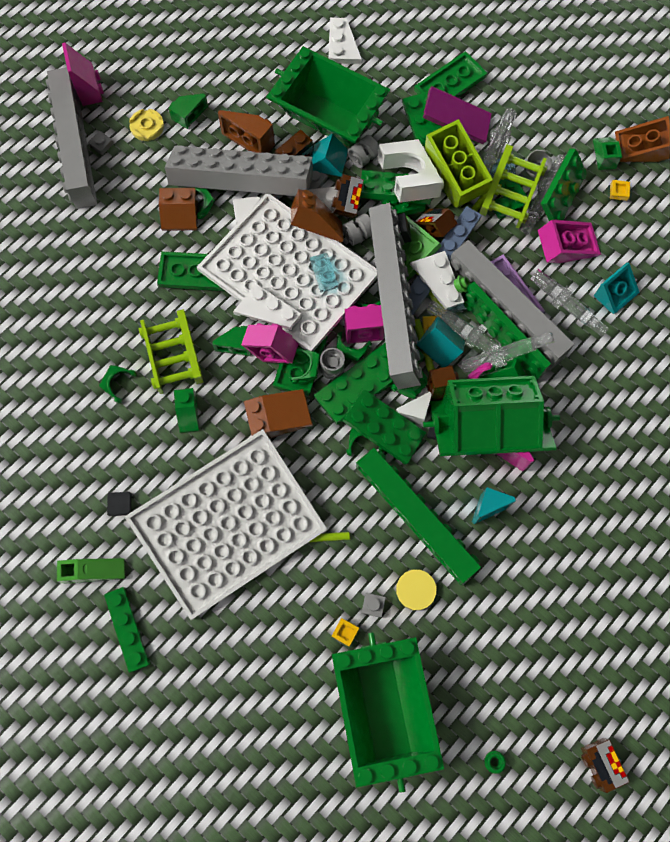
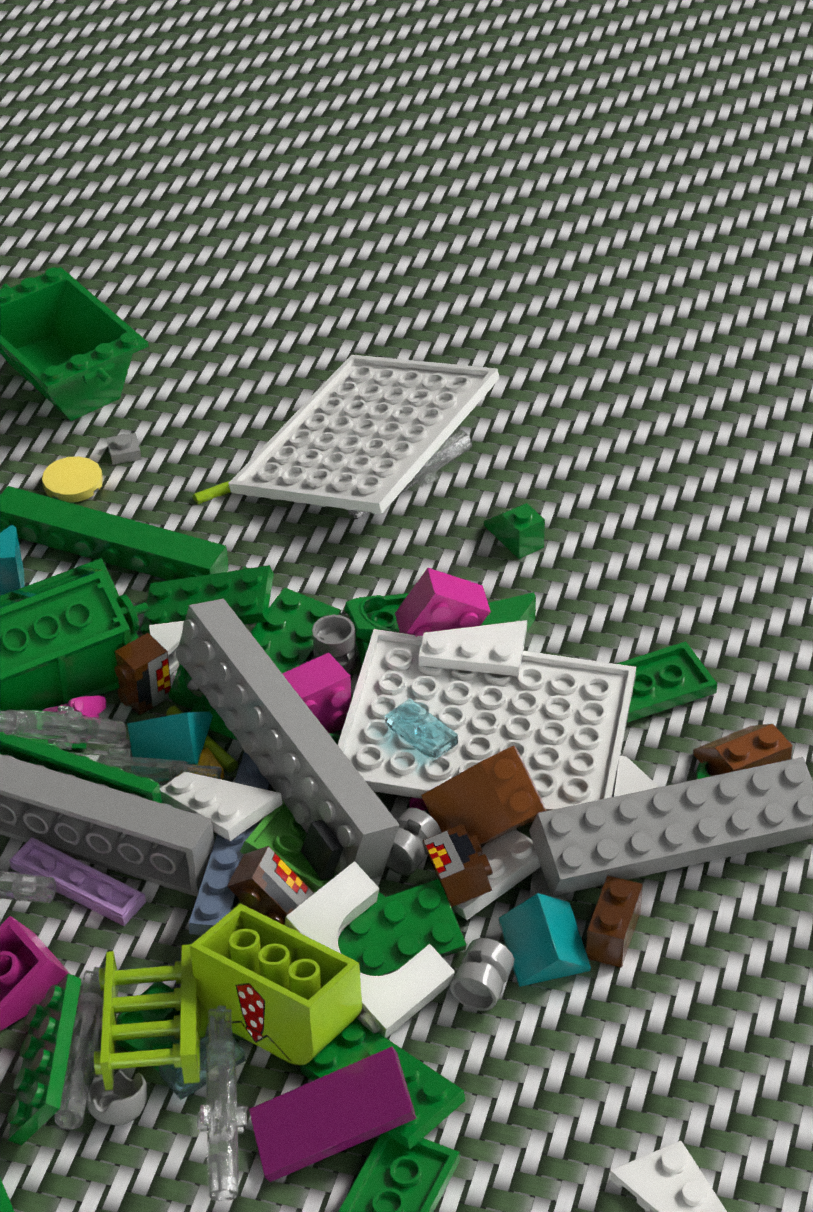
camera: 155 degrees right, 30 degrees down
(90, 570) = (515, 343): bright green slope -> none
(111, 372) = (654, 528): green helmet -> none
(119, 503) = (529, 420): black piece -> none
(126, 629) = (426, 331): green plate -> none
(188, 356) = (585, 600): lime fence -> none
(247, 130) = (722, 901): dark orange slope -> none
(278, 413) = (379, 558): dark orange slope -> none
(328, 96) = (602, 987): green piece -> none
(345, 632) = (147, 410): yellow plate -> none
(461, 284) = (174, 795): bright green plate -> none

